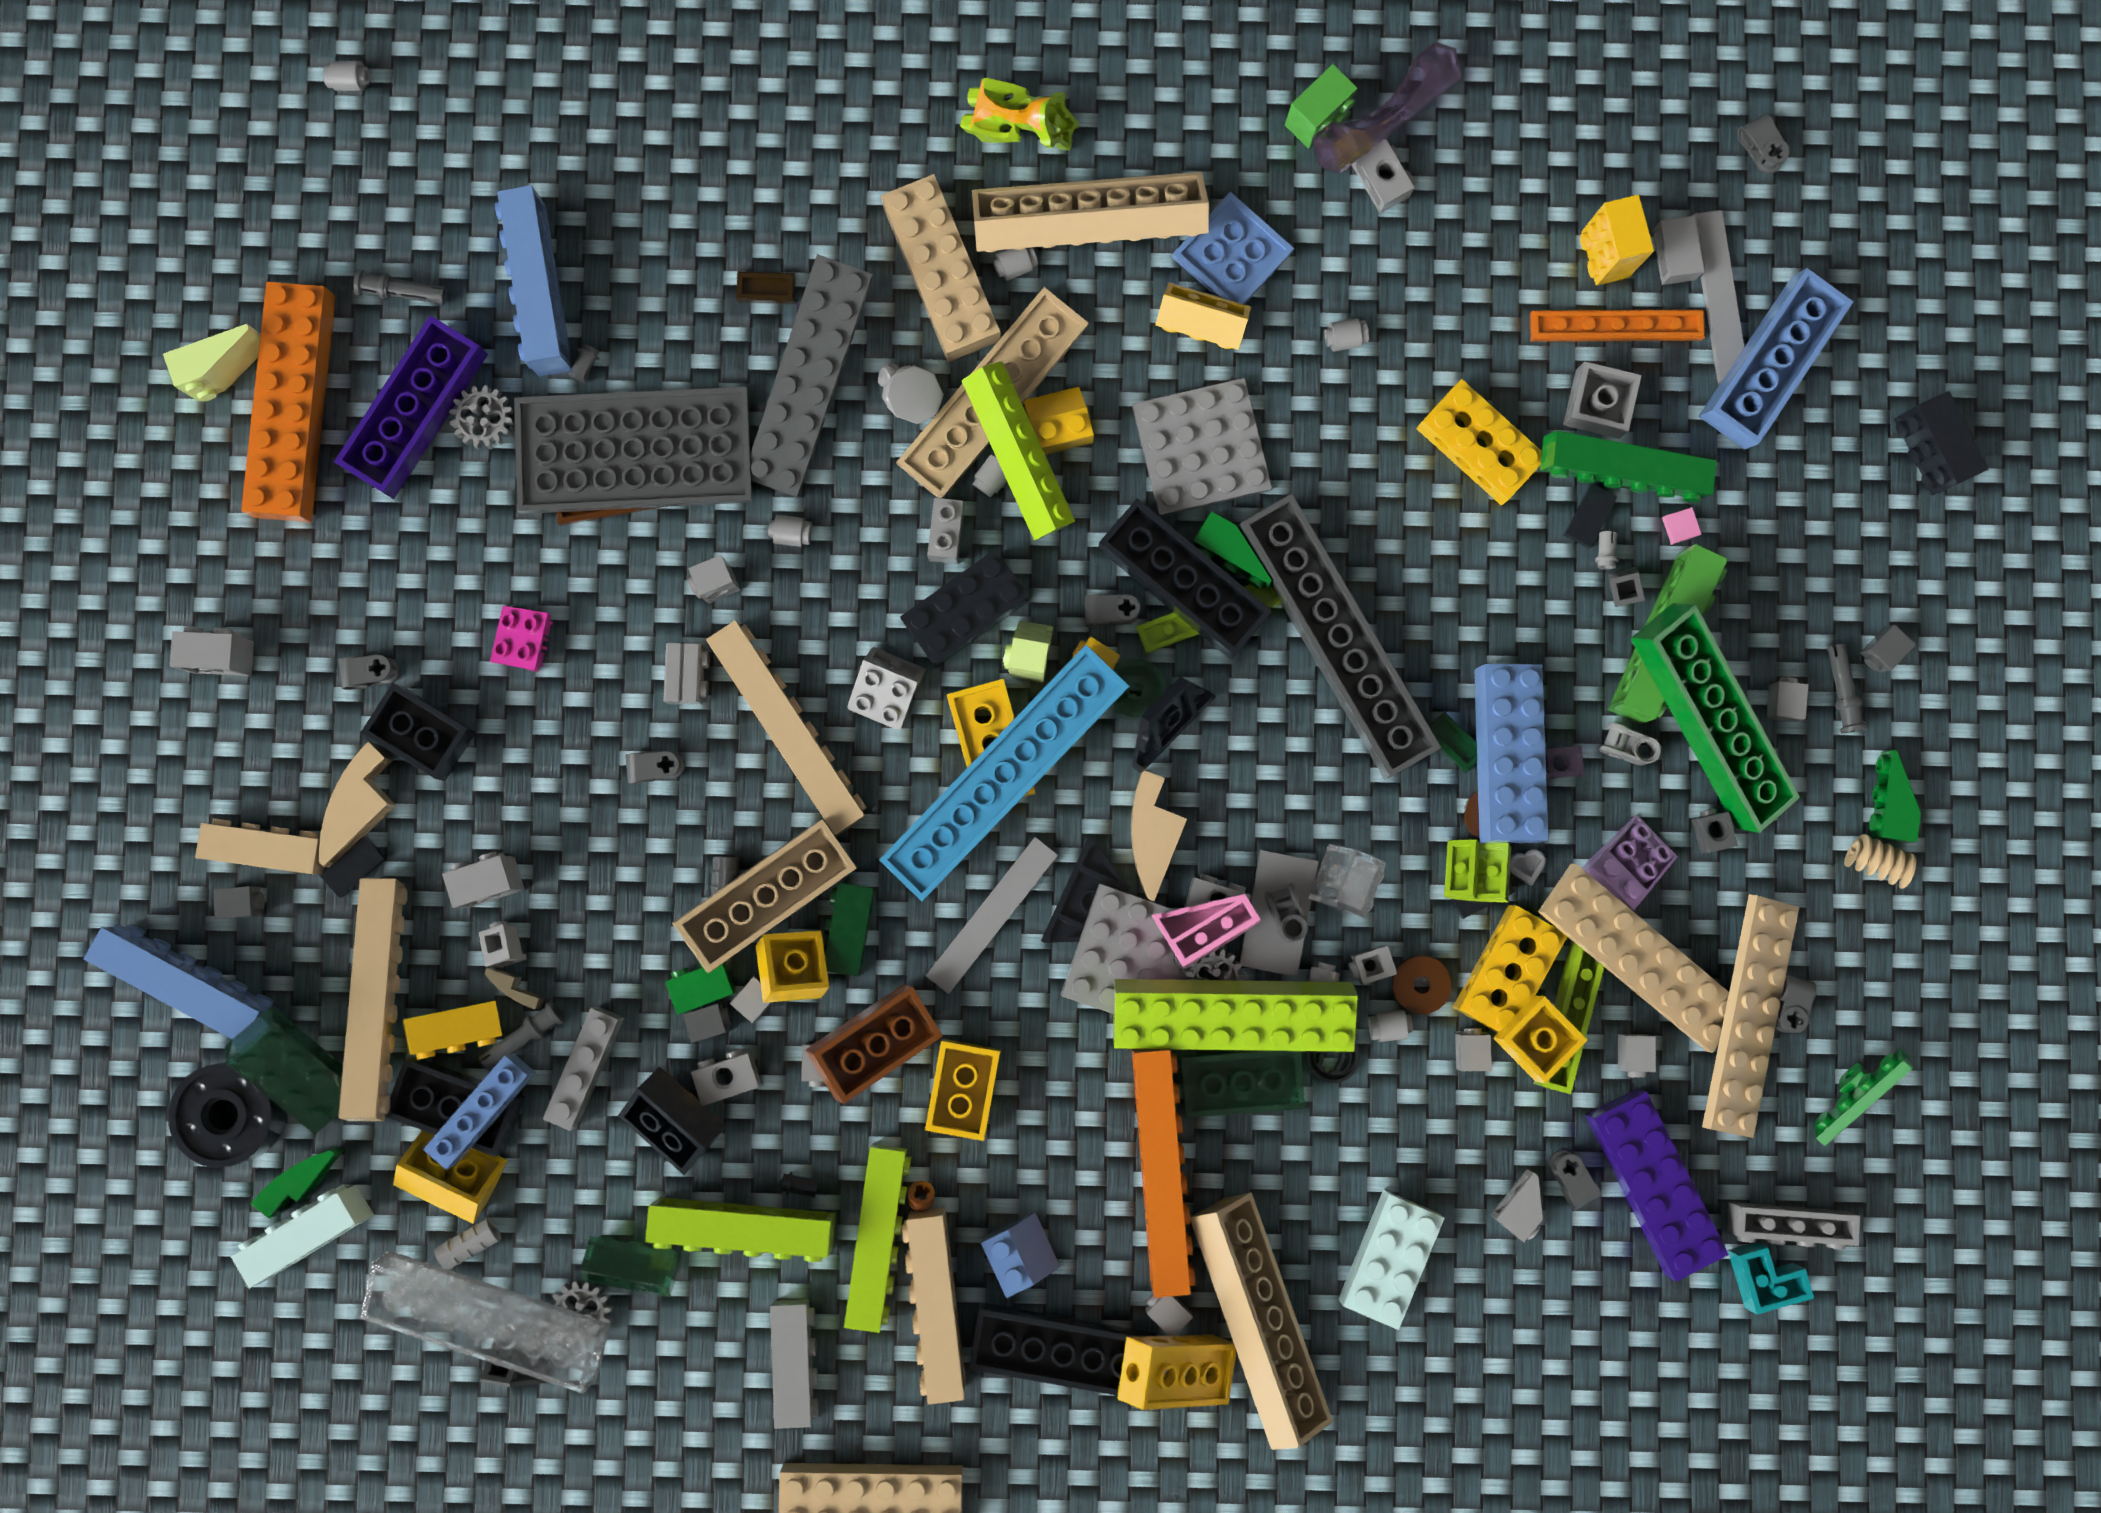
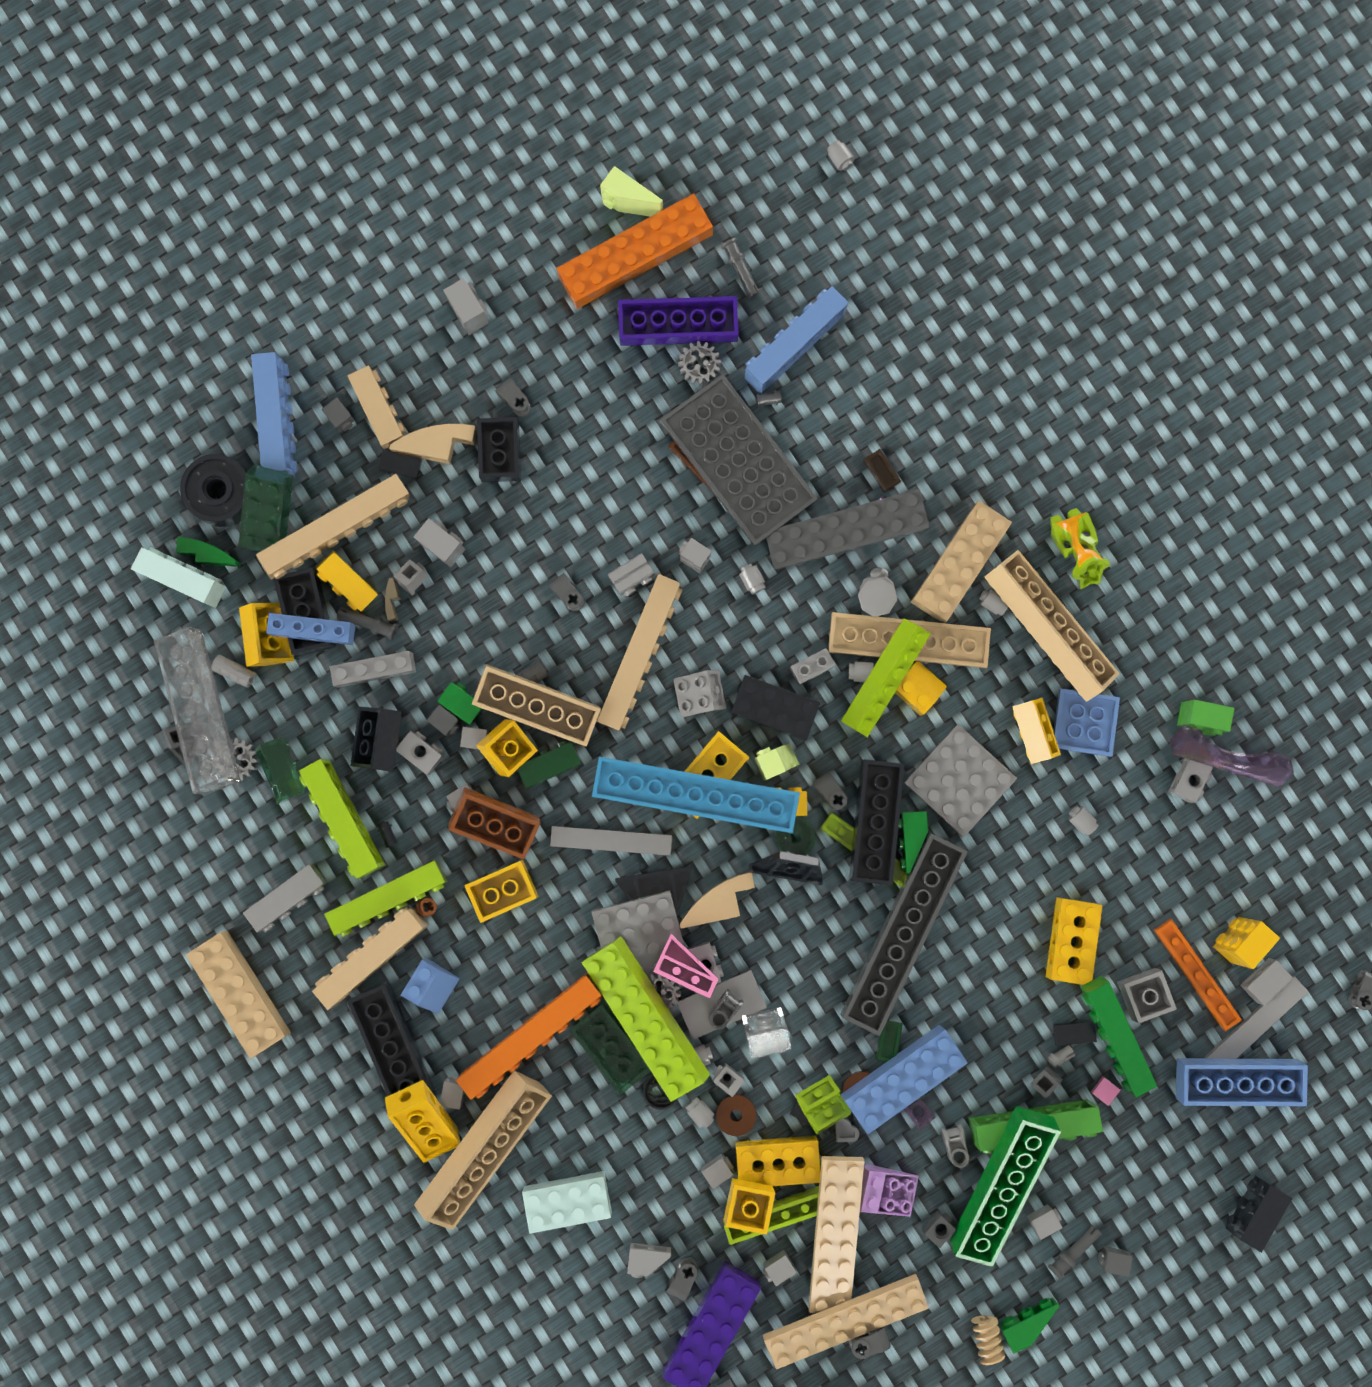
camera: 55 degrees right, 0 degrees up
(521, 638) = (589, 469): dark pink hinge -> none

